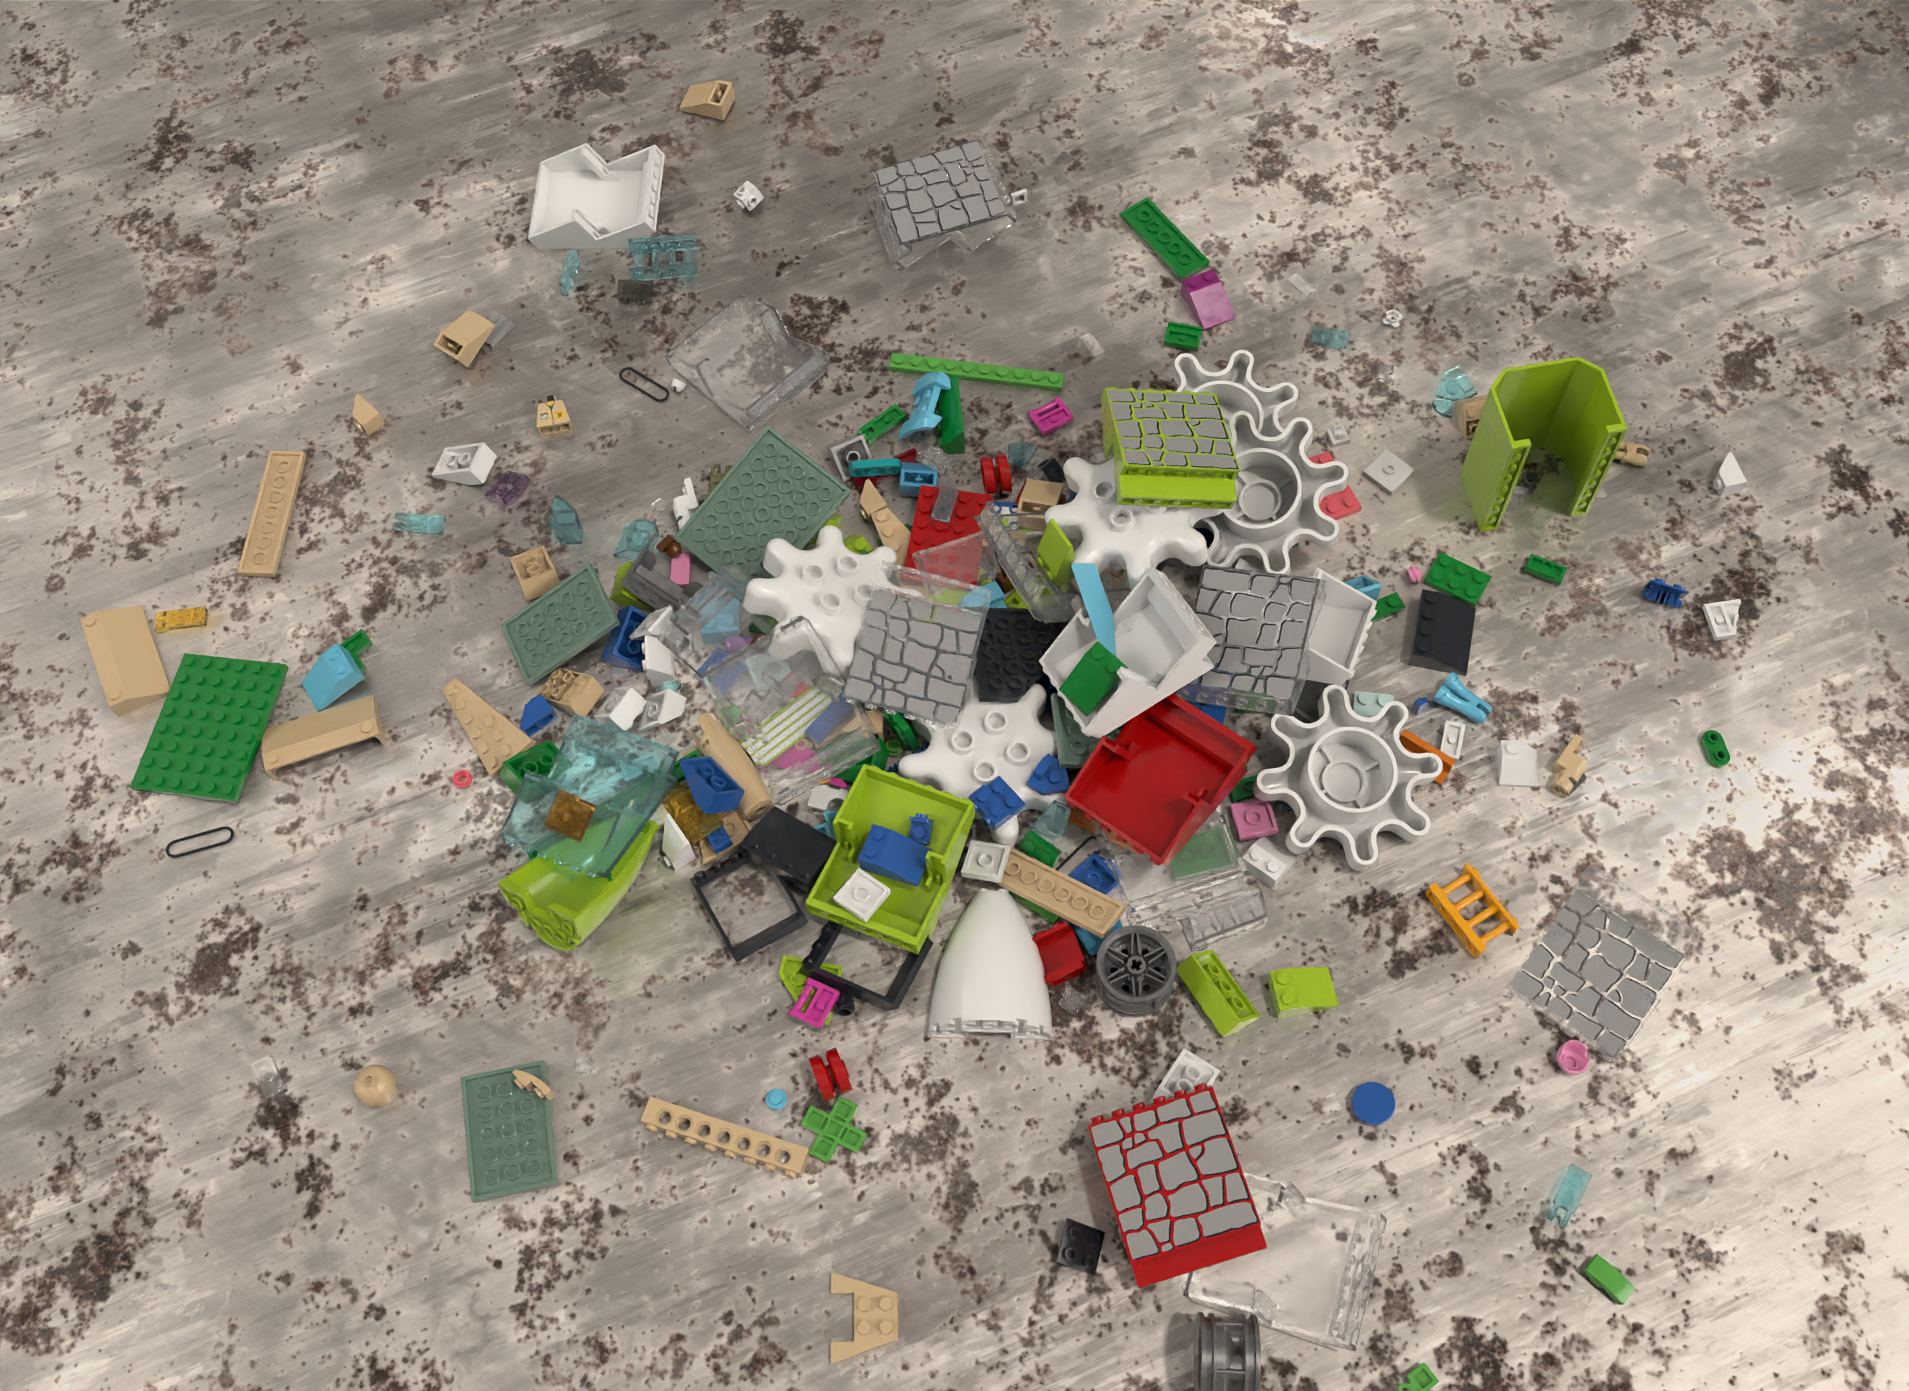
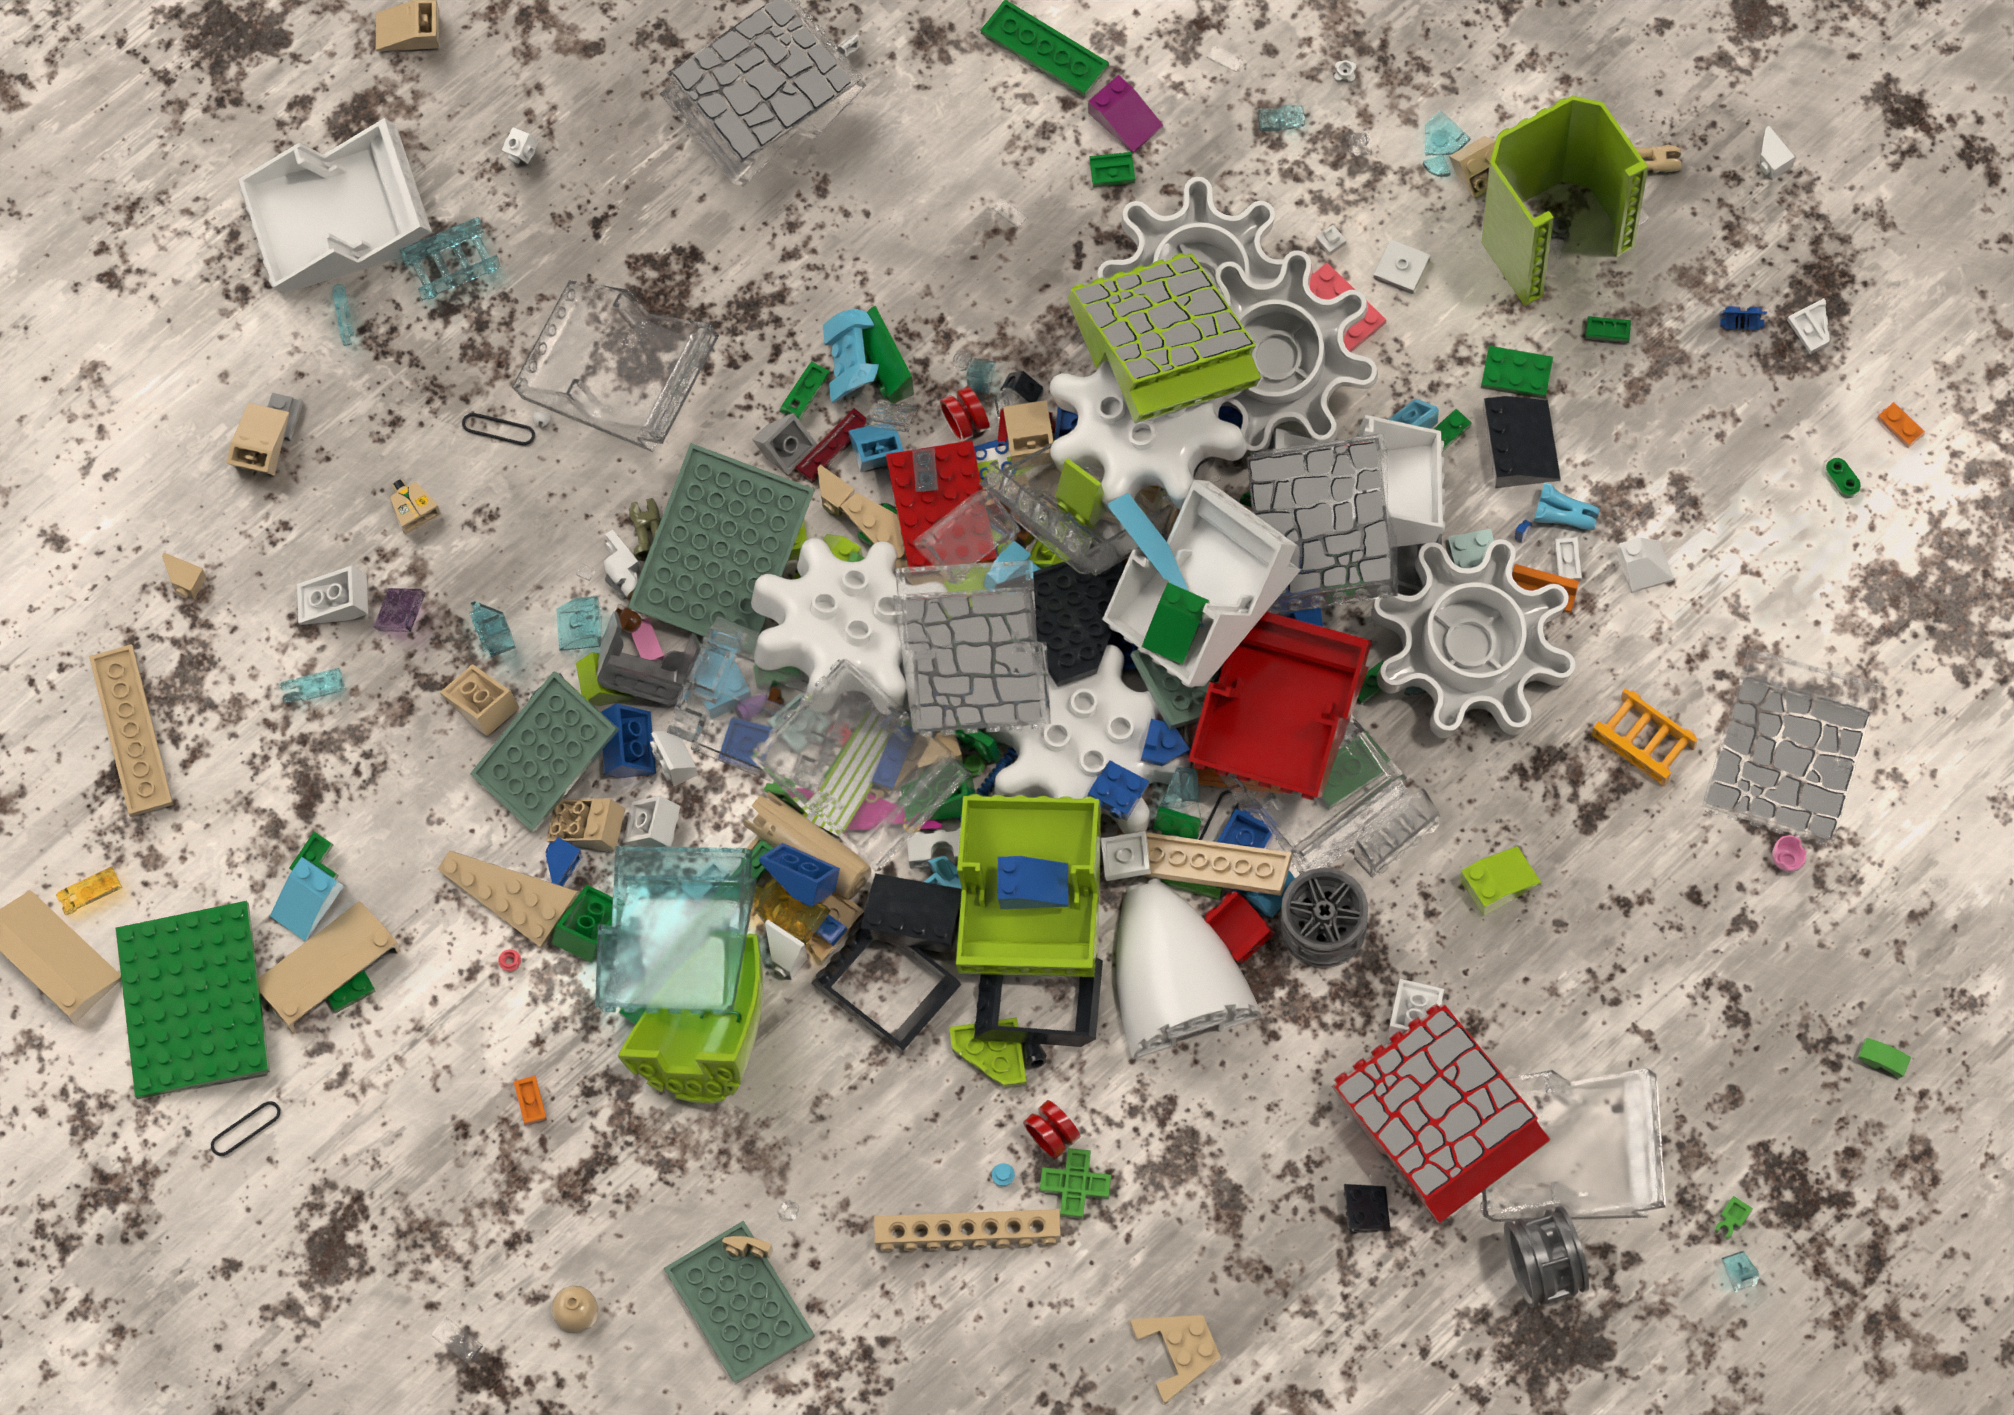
camera: 20 degrees left, 5 degrees up
(331, 762) = (351, 992): none -> green plate
(423, 897) = (530, 1100): none -> orange plate
(569, 815) = (661, 957): clear orange slope -> none
(634, 291) = (434, 314): clear smoke bracket -> none
(653, 624) = (651, 716): white slope -> none
(661, 709) = (699, 810): white slope -> none
(672, 685) = (694, 784): clear light blue tile -> none
(819, 1007) = (1011, 1066): dark pink plate -> none
(862, 895) = (1014, 935): white plate -> none
(866, 468) = (820, 448): teal beam -> none
(921, 828) = (1049, 845): blue bracket -> none
(978, 372) = (887, 289): bright green plate -> none
(1053, 420) = (1000, 323): dark pink plate -> none
(1072, 1000) = (1268, 970): clear tile -> none
(1217, 992) = (1414, 910): lime slope -> none
(1253, 819) = (1388, 716): bright pink plate -> none
(1267, 861) = (1419, 756): white slope -> none
(1373, 1104) = (1607, 968): blue tile -> none
(1414, 574) = (1469, 381): bright pink plate -> none
(1569, 769) = (1699, 551): tan plate -> none
(1570, 1193) = (1824, 988): clear light blue hinge -> none
(1779, 721) = (1901, 425): none -> orange plate

